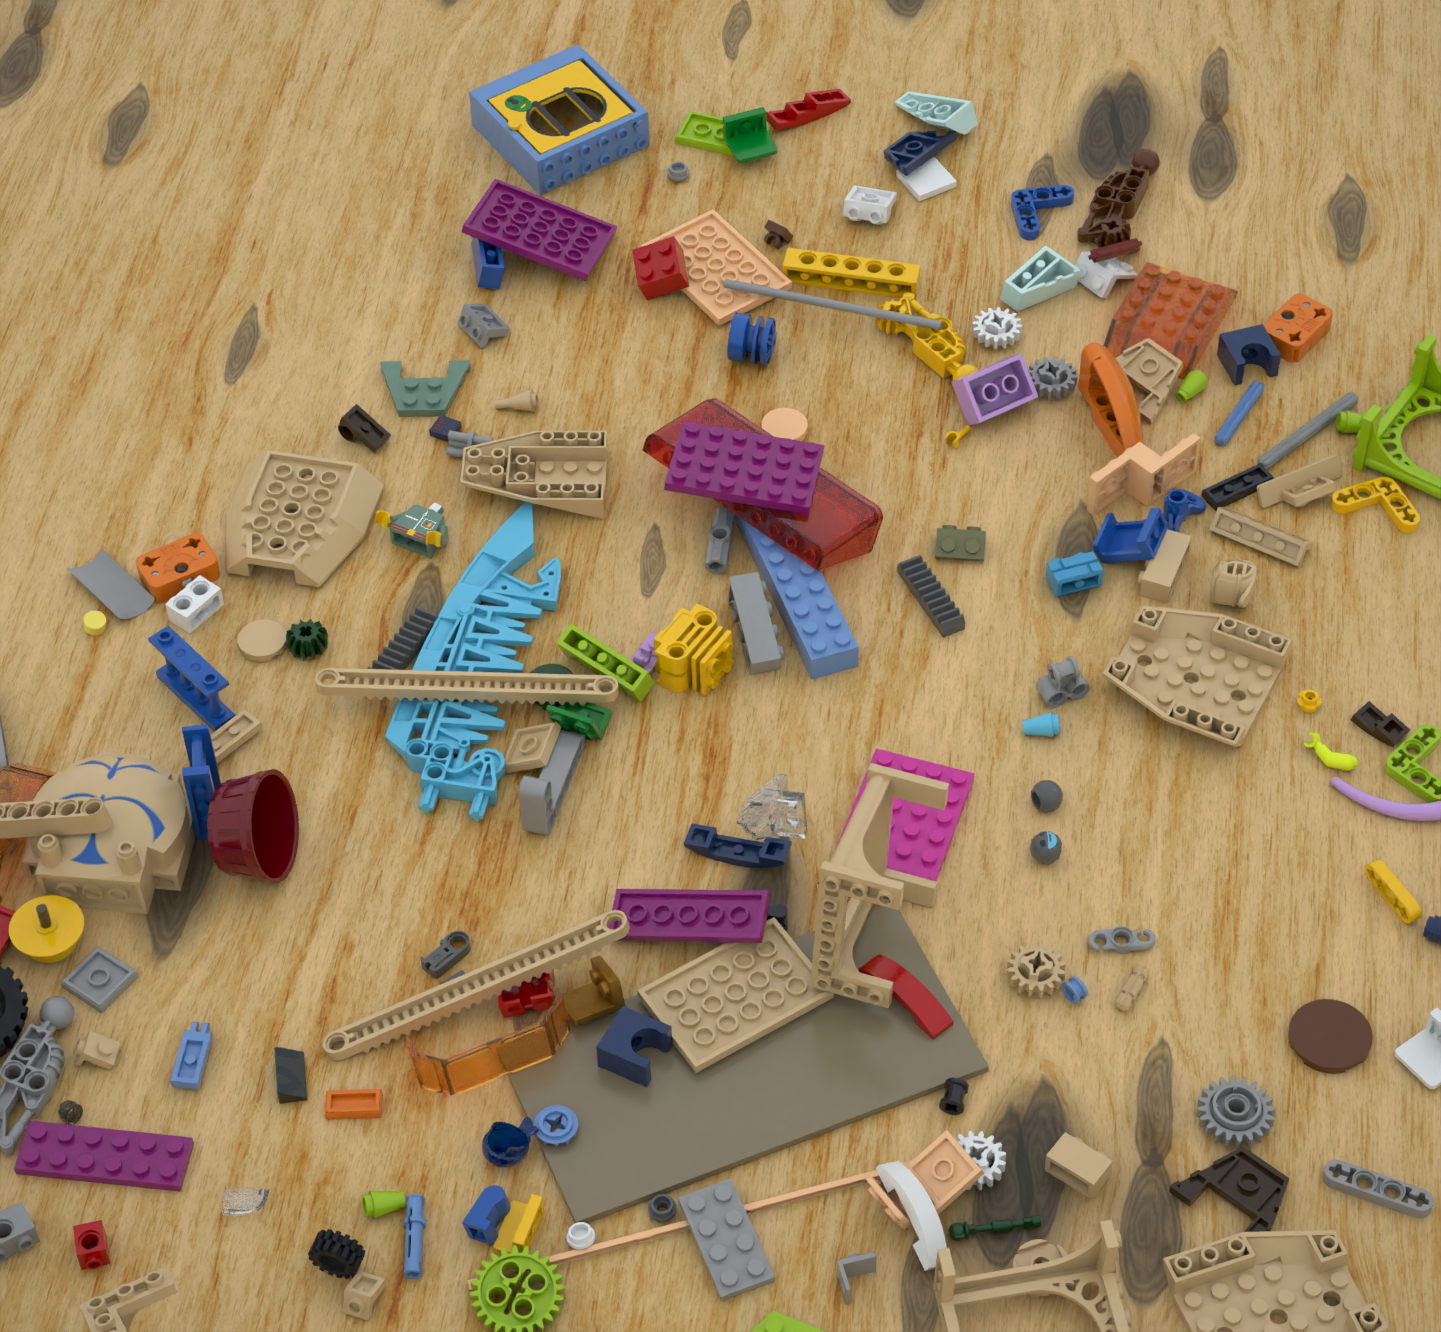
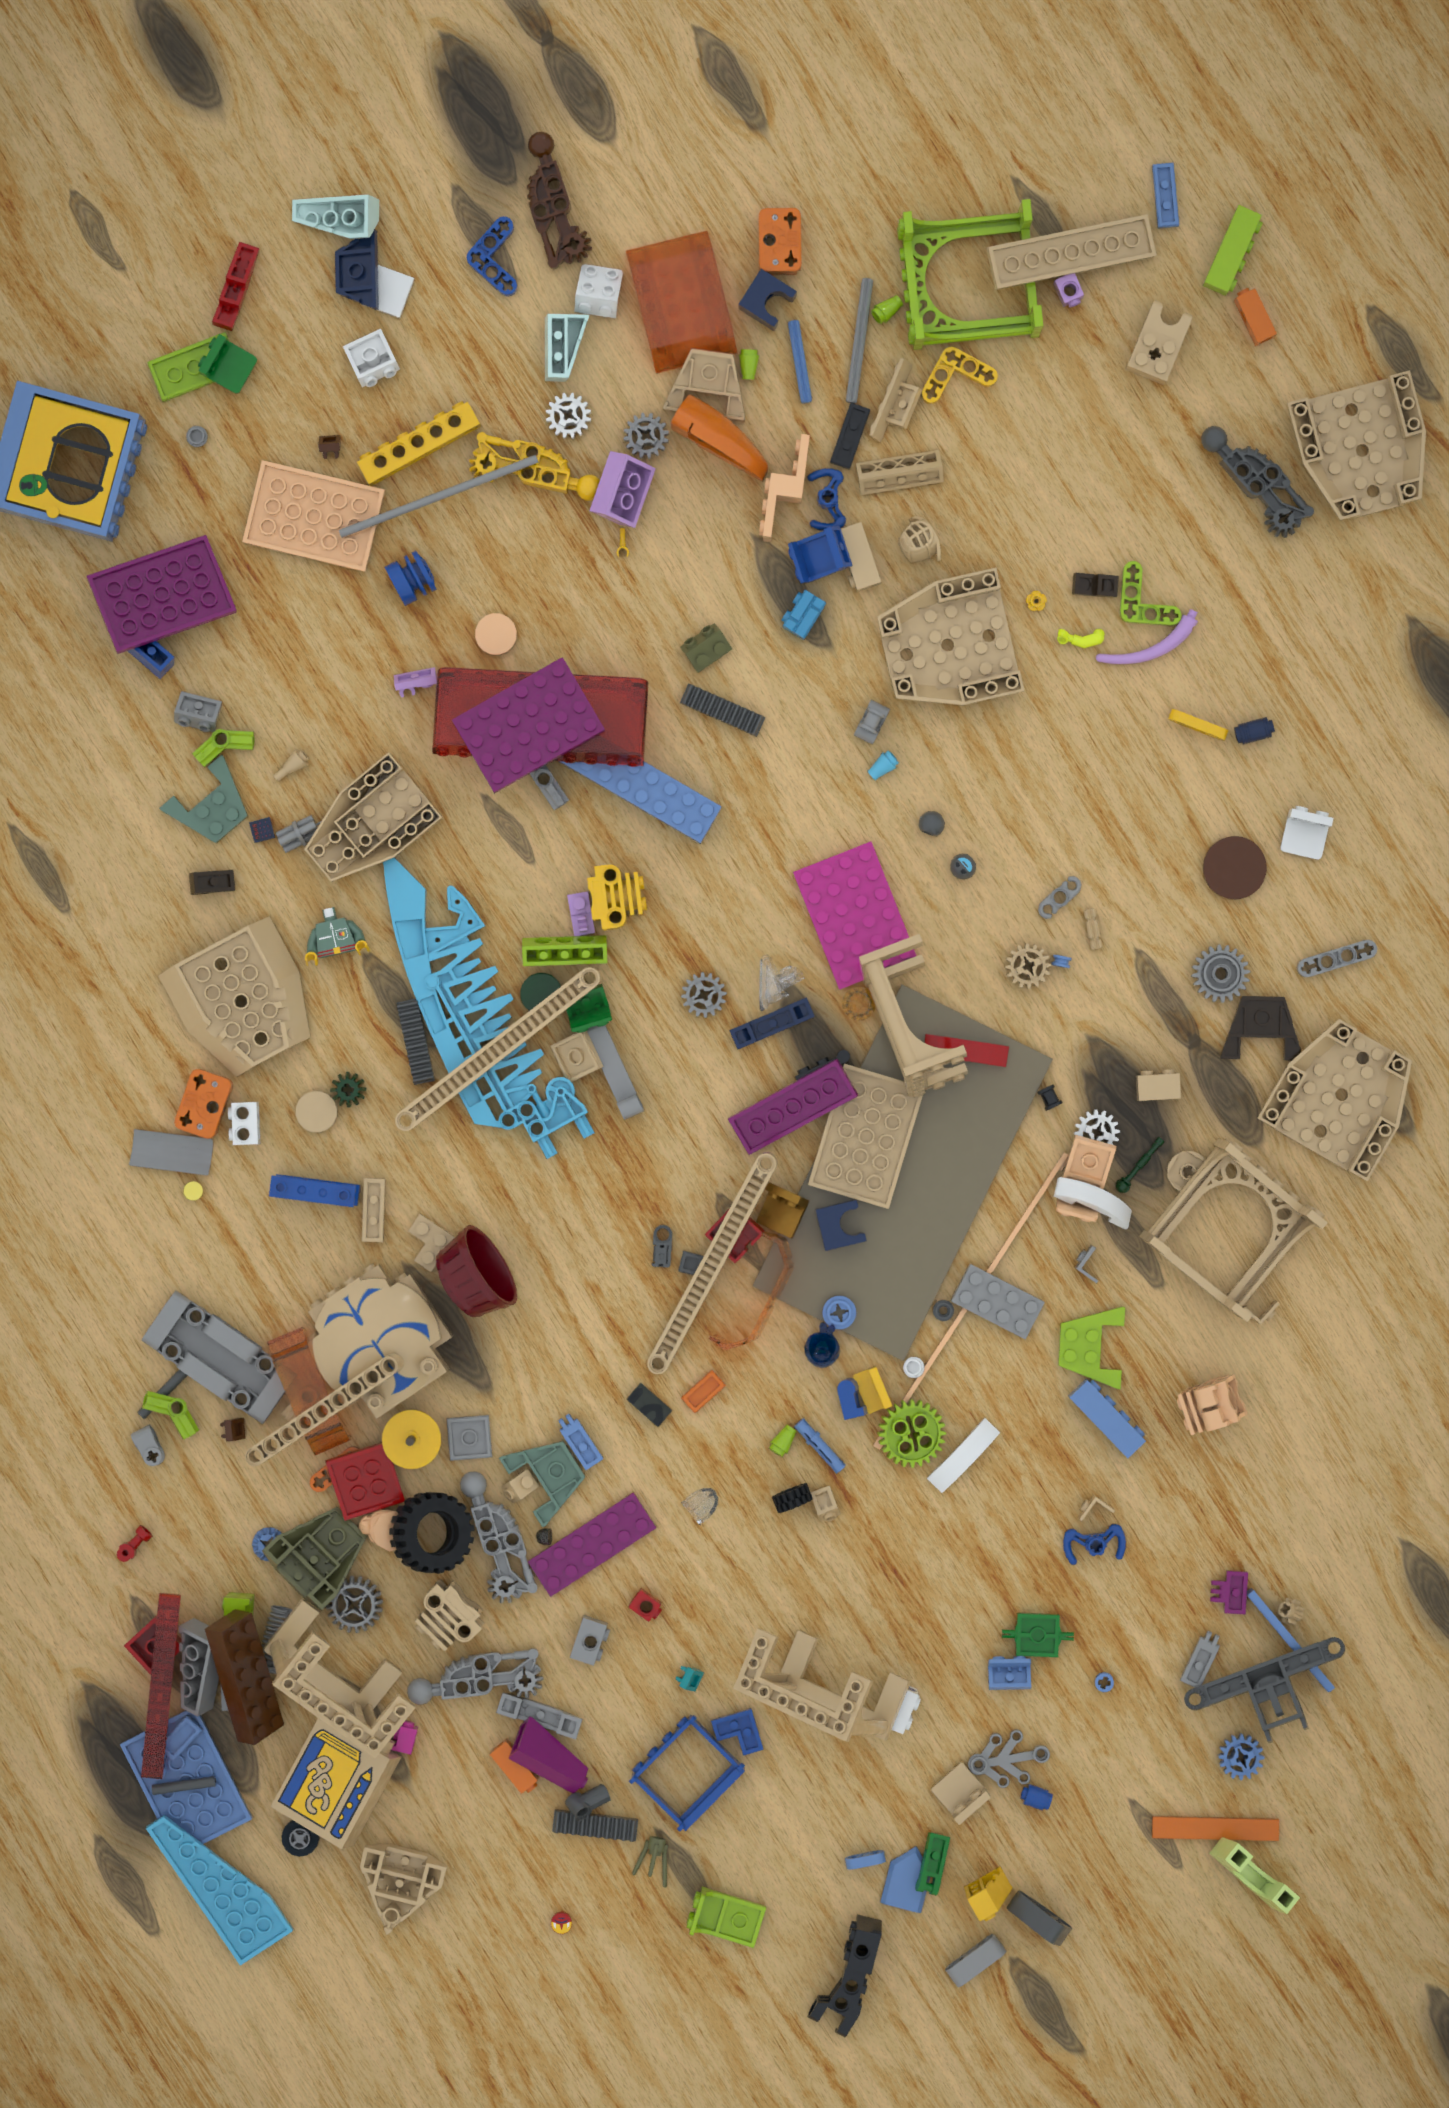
camera: 40 degrees left, 40 degrees up
(141, 1067) = (554, 1469): none -> sand green wing
(202, 775) = (423, 1280): blue fence -> none
(481, 352) = (235, 740): none -> lime piece
(660, 268) = (283, 560): red brick -> none
(672, 406) = (421, 678): none -> lavender plate
(696, 782) = (691, 1001): none -> light grey gear
(754, 623) = (632, 837): light grey wedge -> none
(1115, 250) = (597, 271): dark red axle -> none

